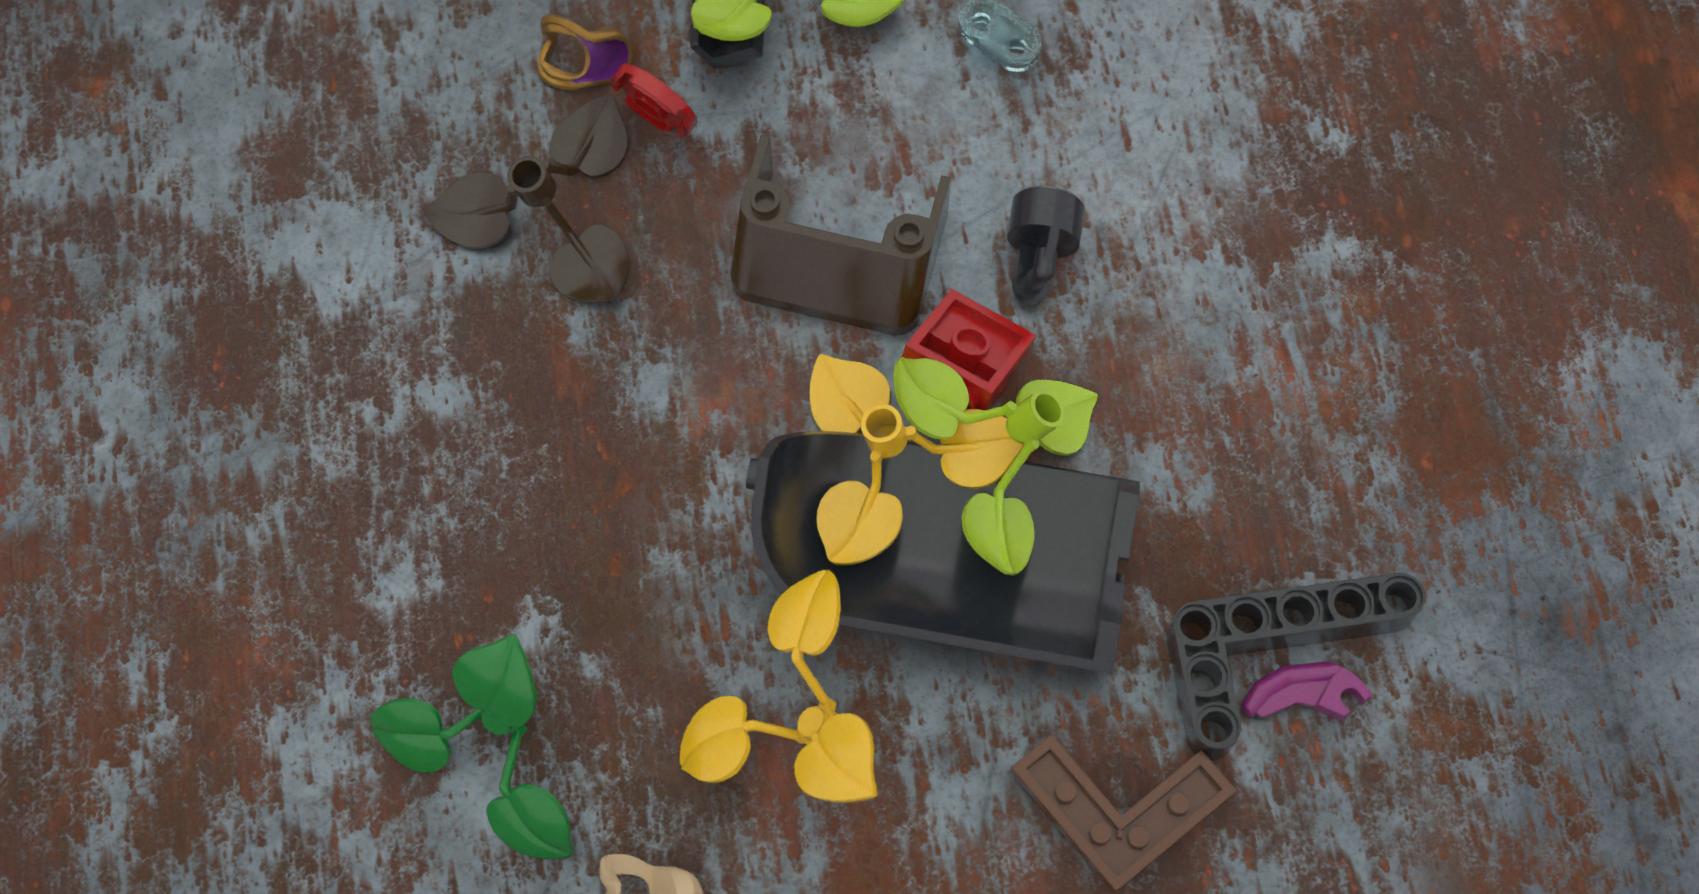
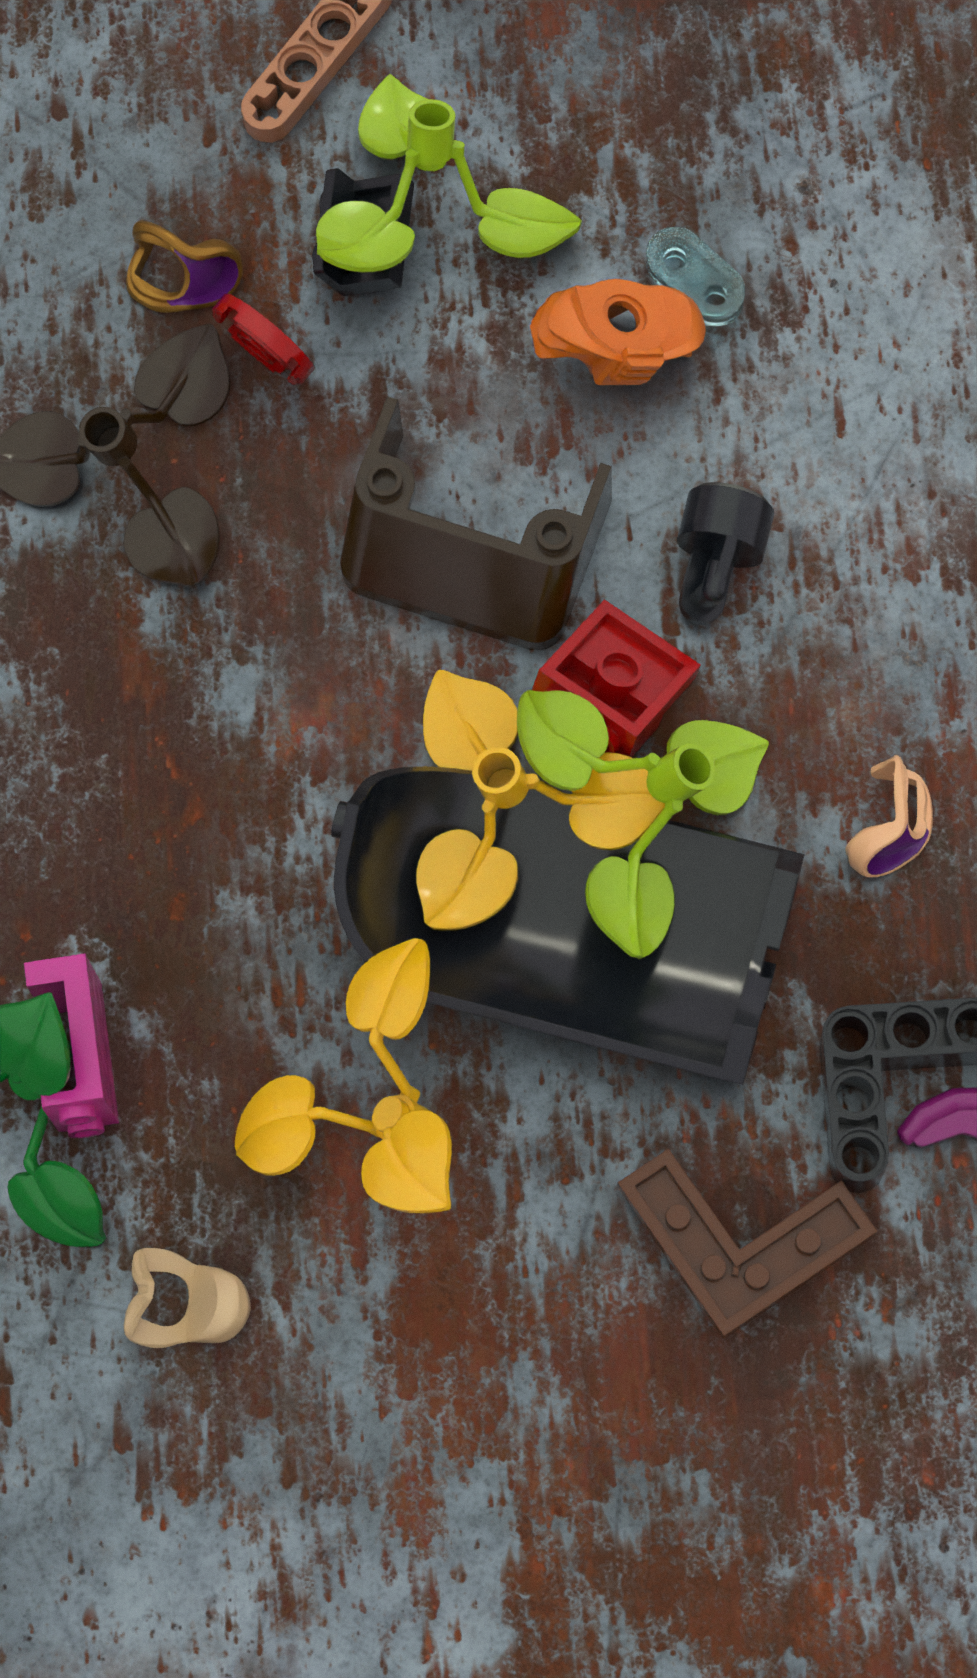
camera: 10 degrees right, 5 degrees up
(554, 733) = (80, 994): none -> dark pink panel
(914, 72) = (579, 327): none -> orange piece
(1212, 467) = (893, 844): none -> light nougat piece

